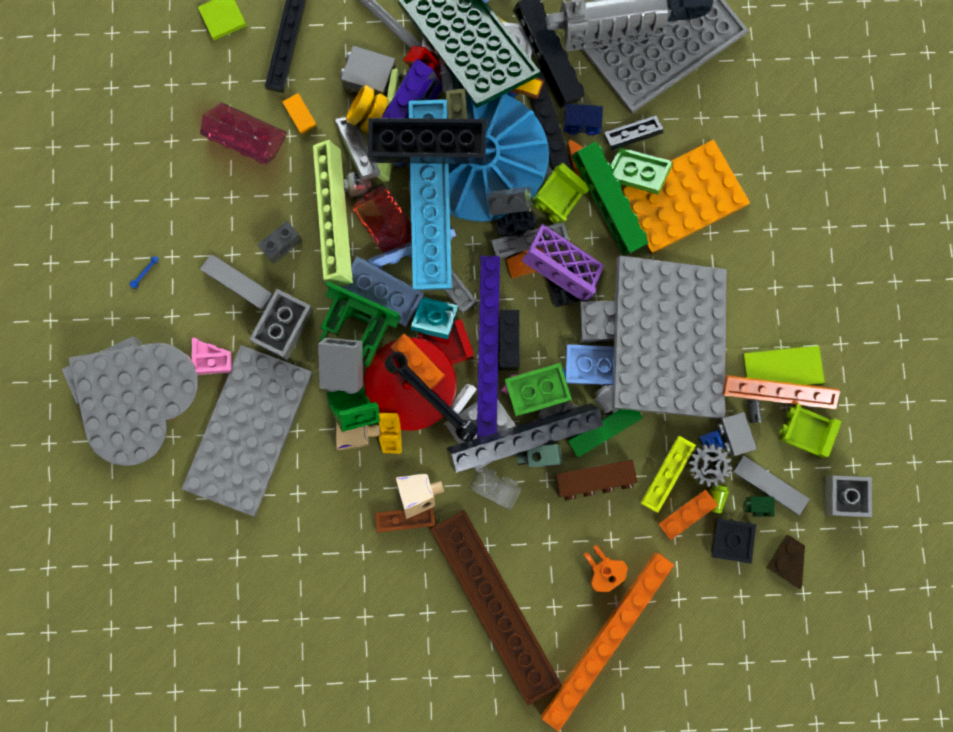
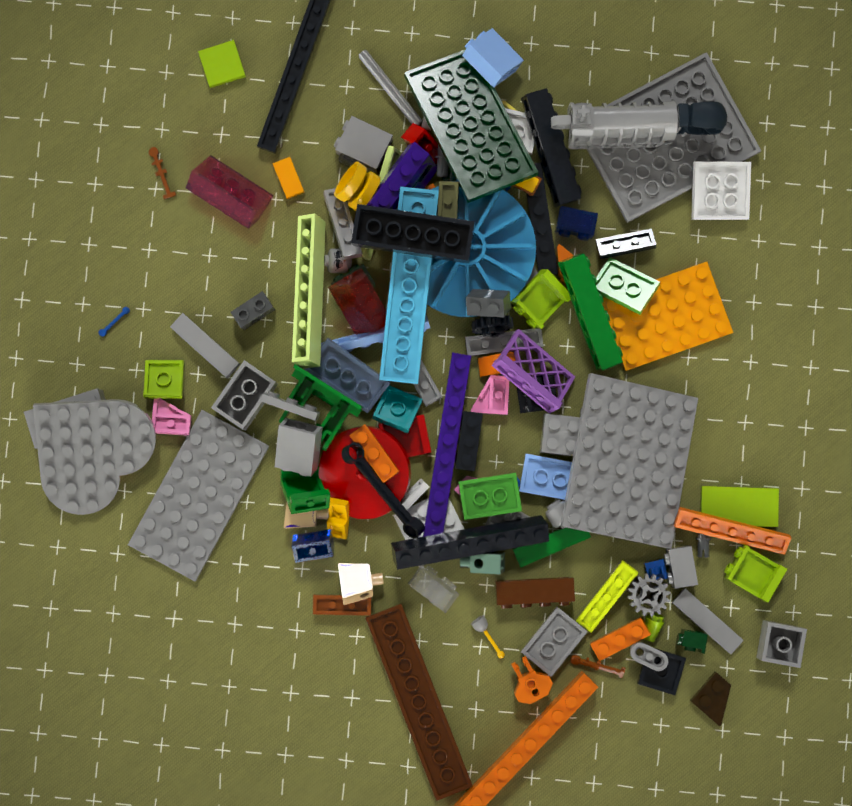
camera: 15 degrees right, 5 degrees up
(165, 106) = (153, 152): none -> dark orange piece
(199, 320) = (164, 379): none -> lime tile
(327, 323) = (290, 405): none -> light grey plate
(368, 463) = (313, 546): none -> clear blue brick
(527, 294) = (493, 397): none -> bright pink wing
(547, 520) = (480, 625): none -> hinge
(622, 526) = (553, 641): none -> light grey plate
(647, 542) = (575, 659): none -> dark orange piece
(716, 70) = (721, 190): none -> white plate
(718, 527) = (648, 656): none -> light grey plate

